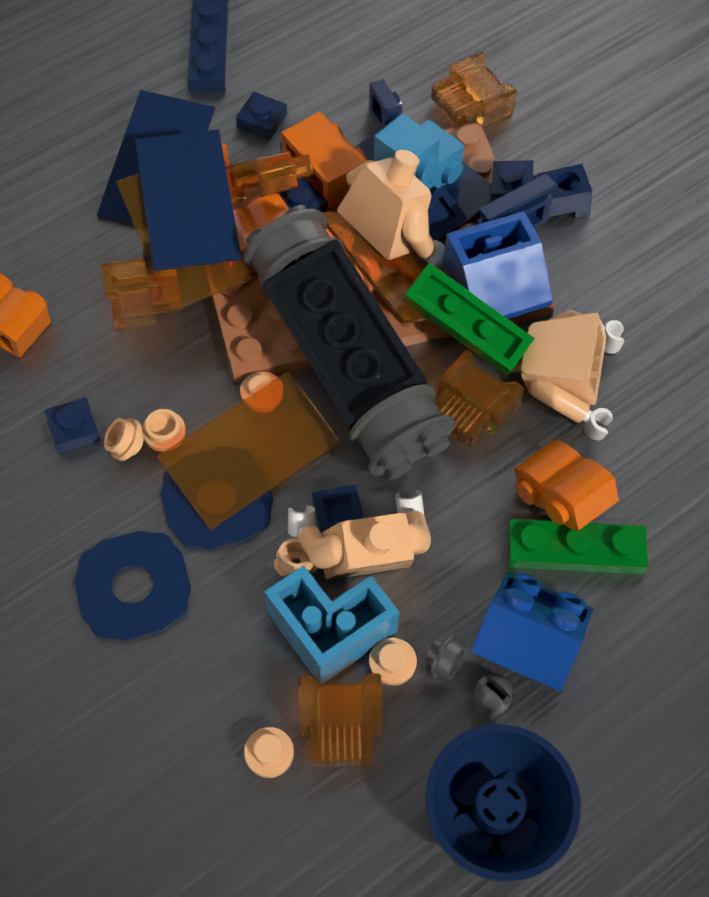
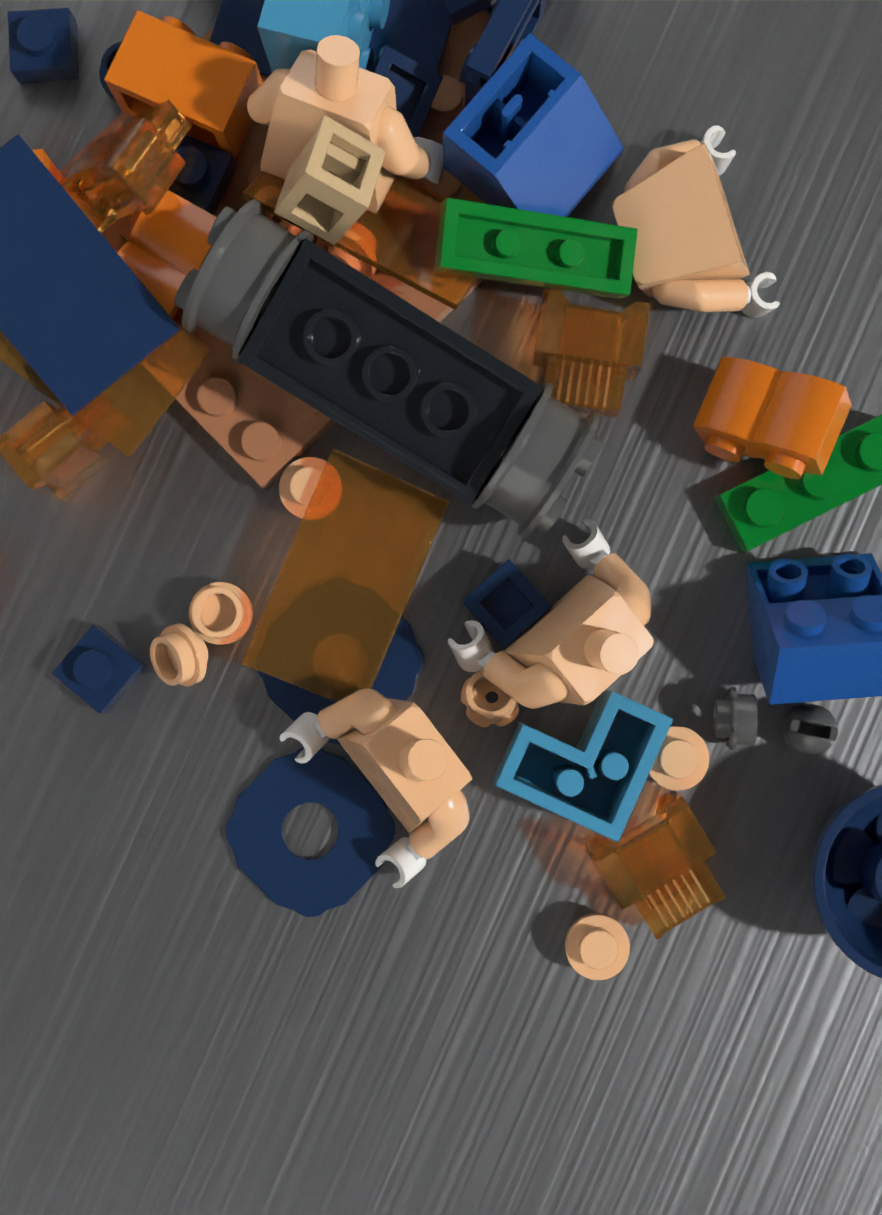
camera: 20 degrees left, 25 degrees up
(216, 564) = (404, 764): none -> light nougat torso
(367, 221) = (330, 181): none -> tan brick

